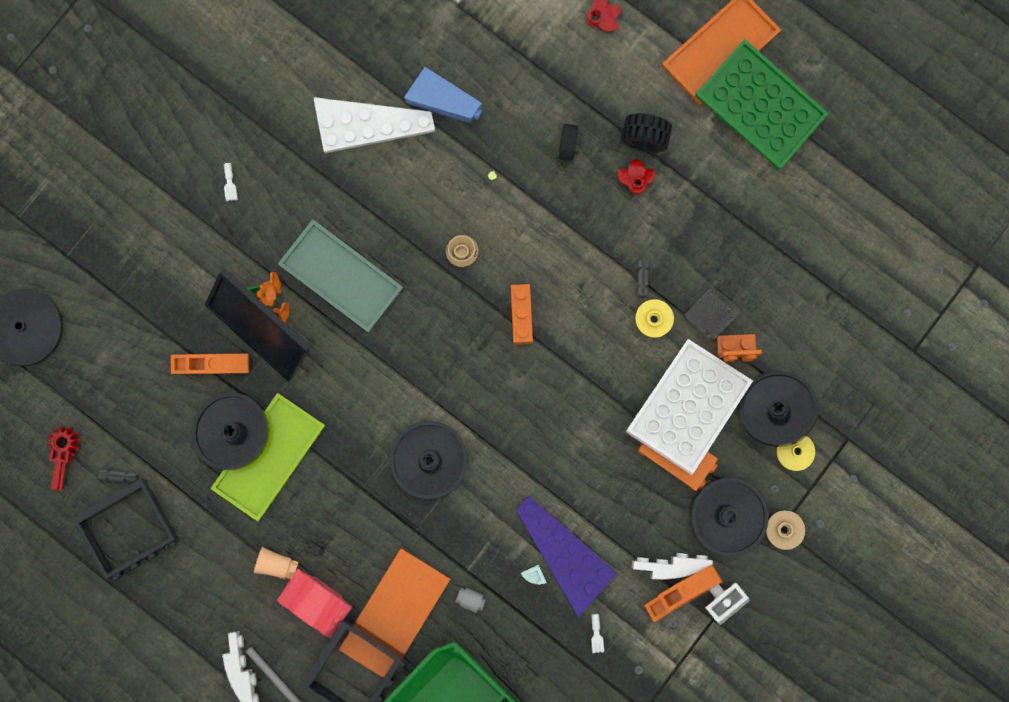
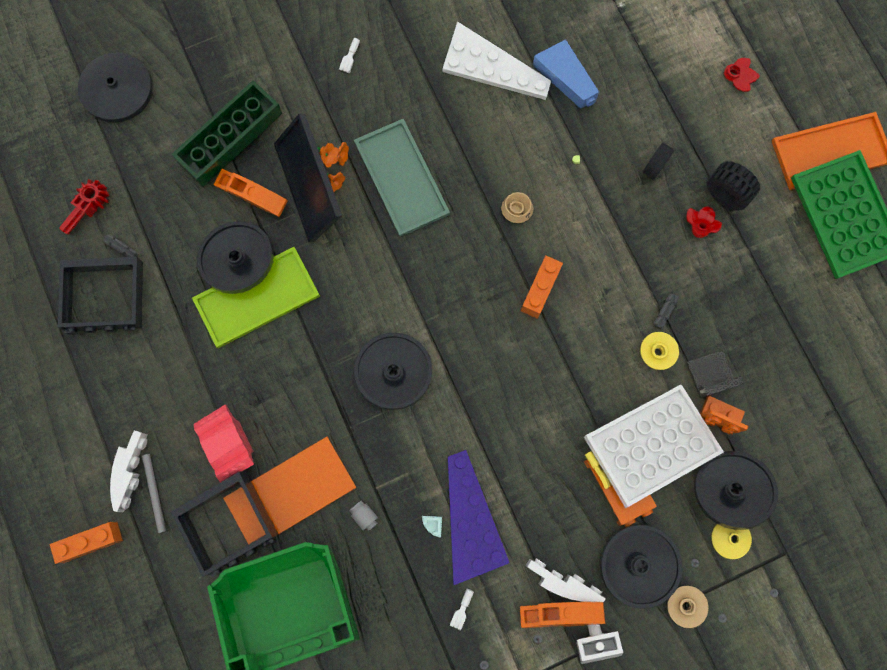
camera: 30 degrees right, 5 degrees down
(157, 319) = (227, 133): none -> dark green brick
(275, 564) = (208, 391): light nougat plant -> none
(645, 449) = (595, 464): none -> light yellow piece

